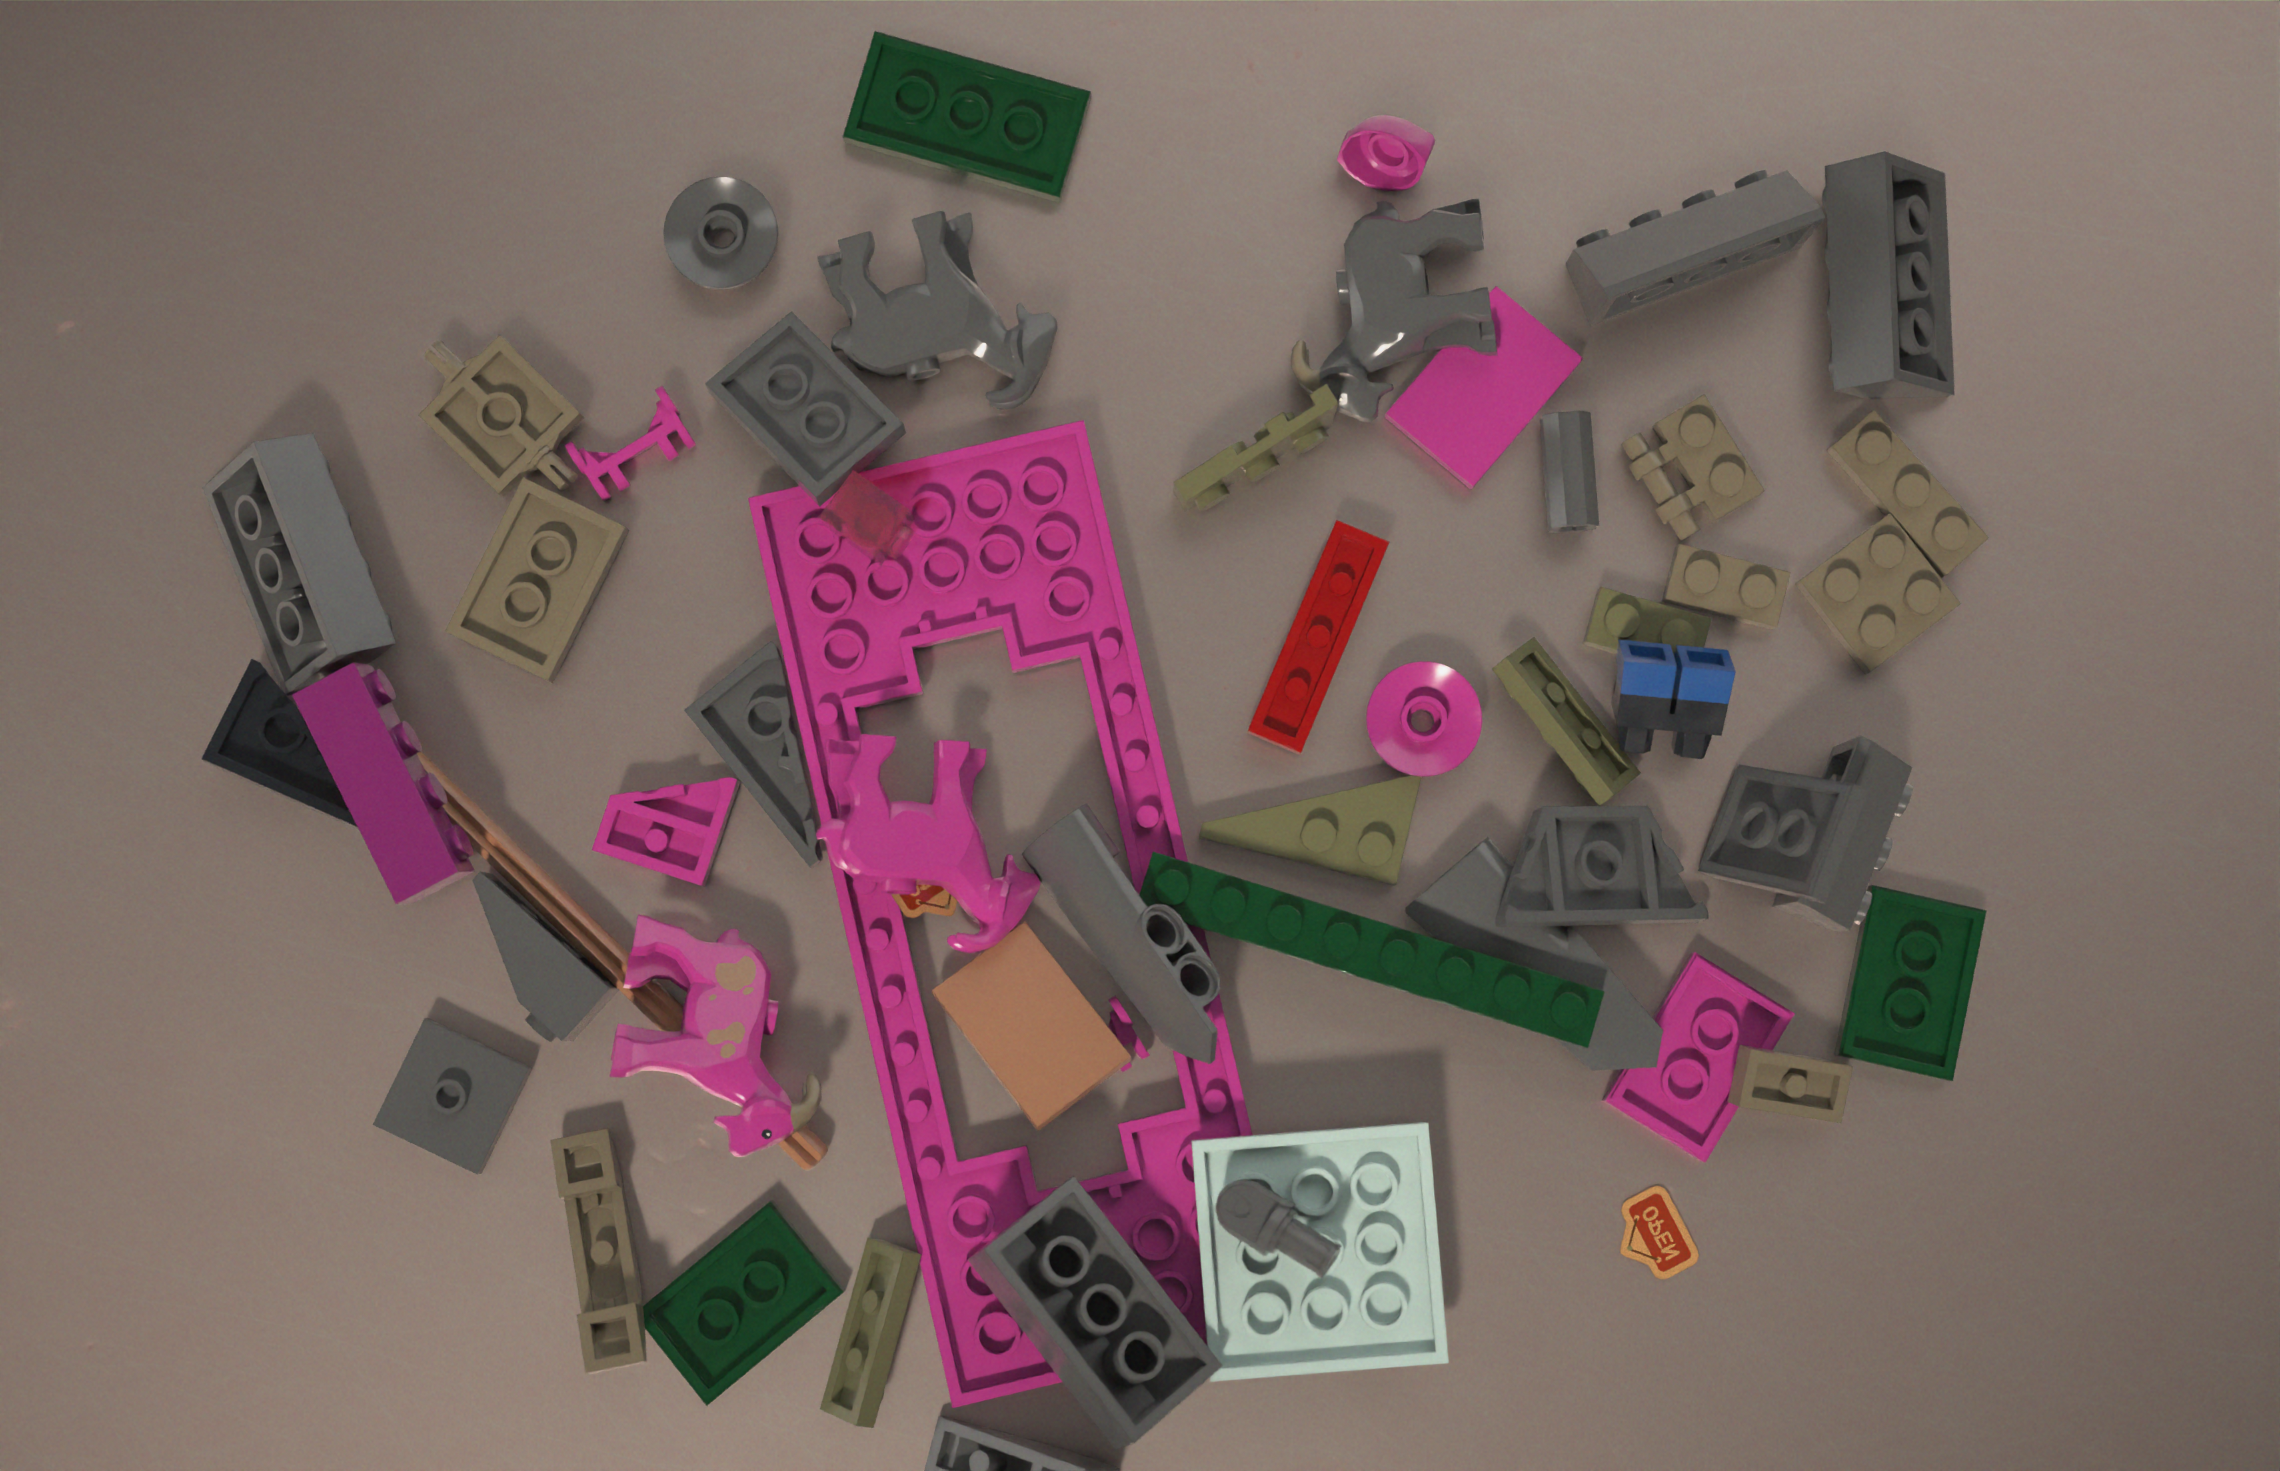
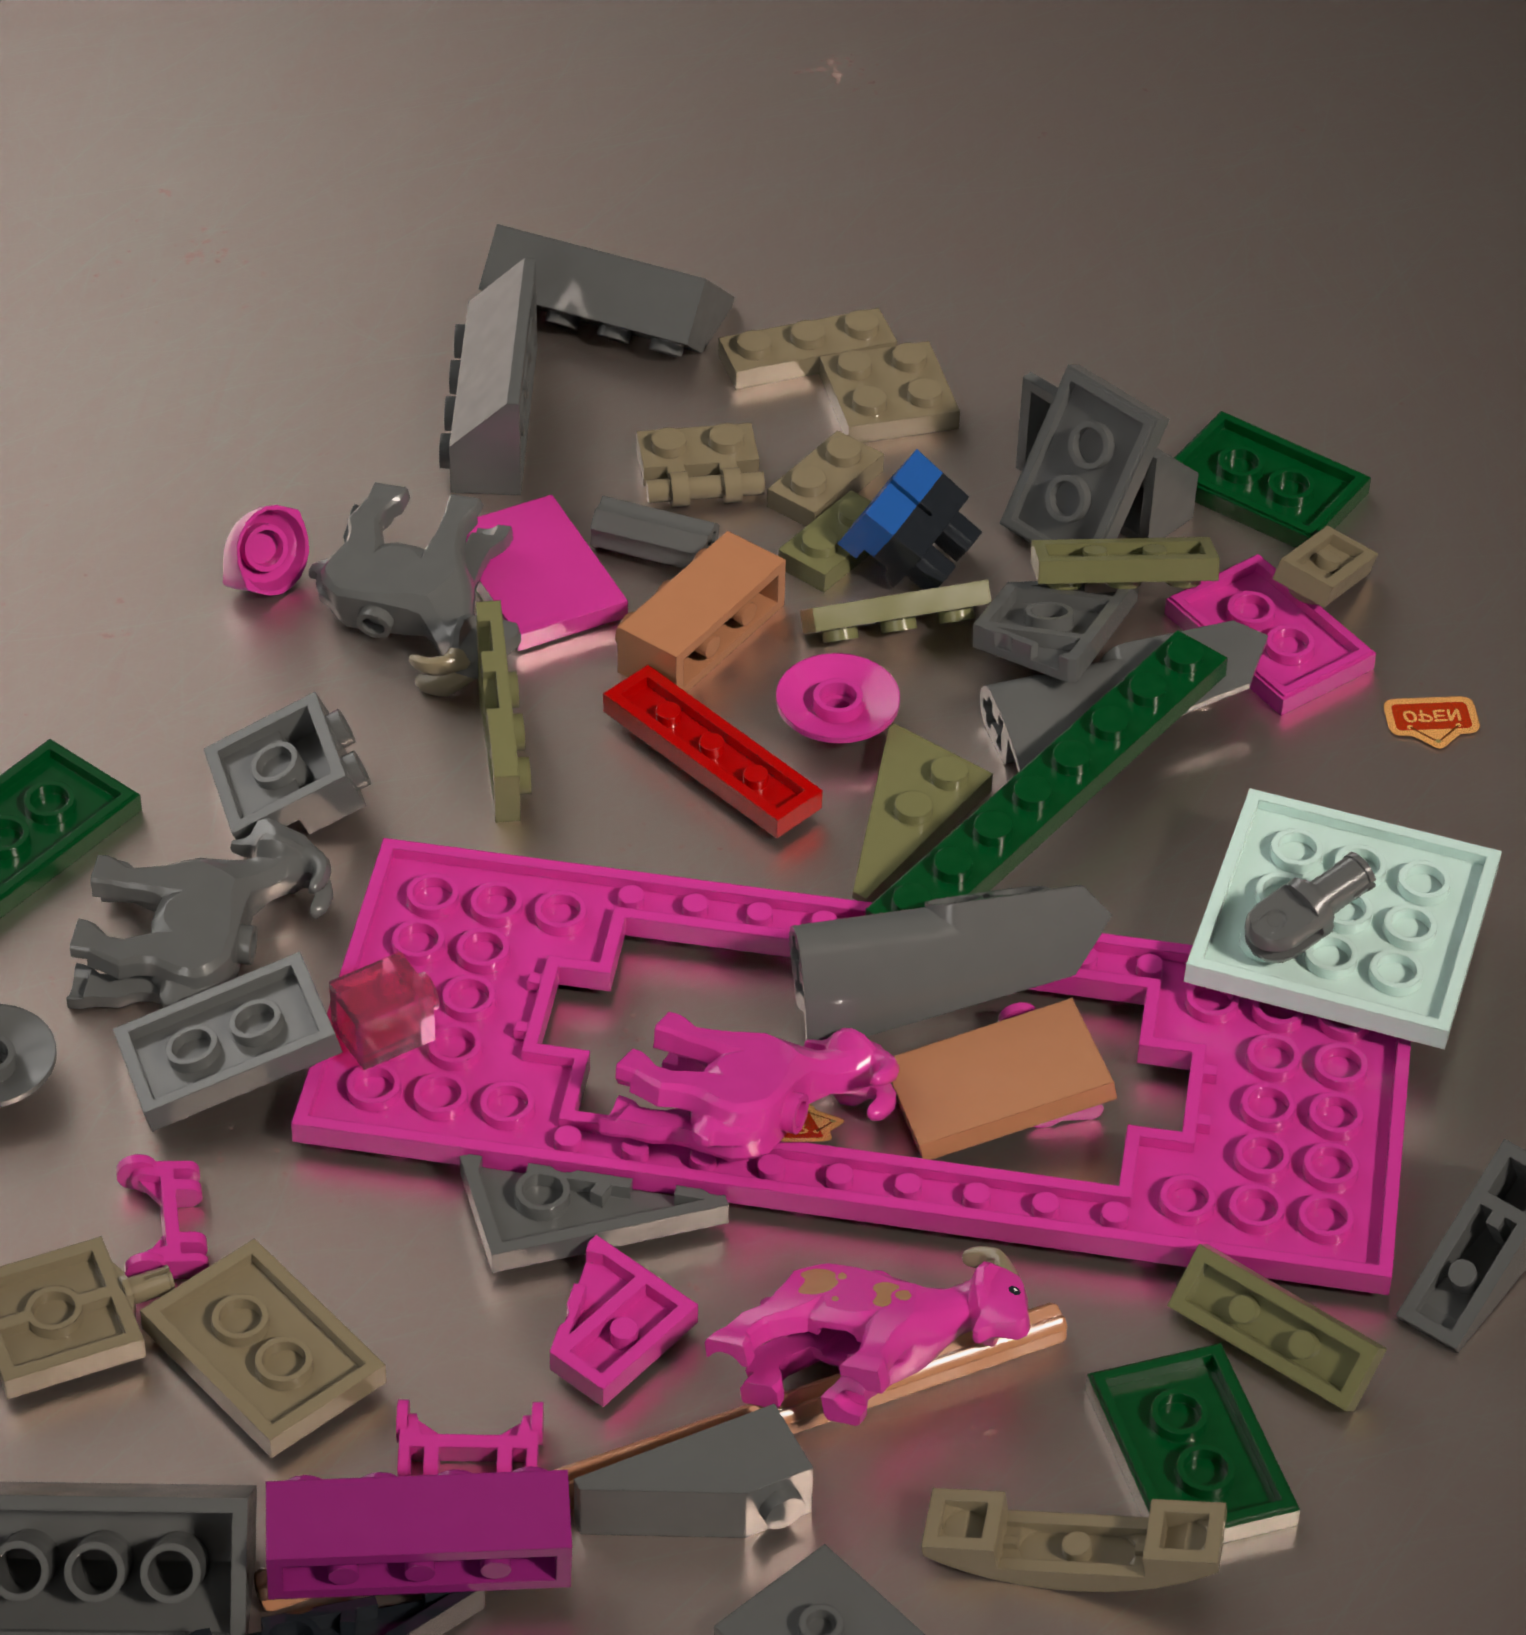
camera: 70 degrees left, 40 degrees down
(506, 735) = (423, 1444): none -> dark pink piece
(1095, 1314) = (1339, 1095): dark grey slope -> none
(1127, 305) = (289, 769): none -> dark grey plate
(1479, 556) = (703, 612): none -> nougat brick
(1704, 904) = (1124, 562): none -> olive plate

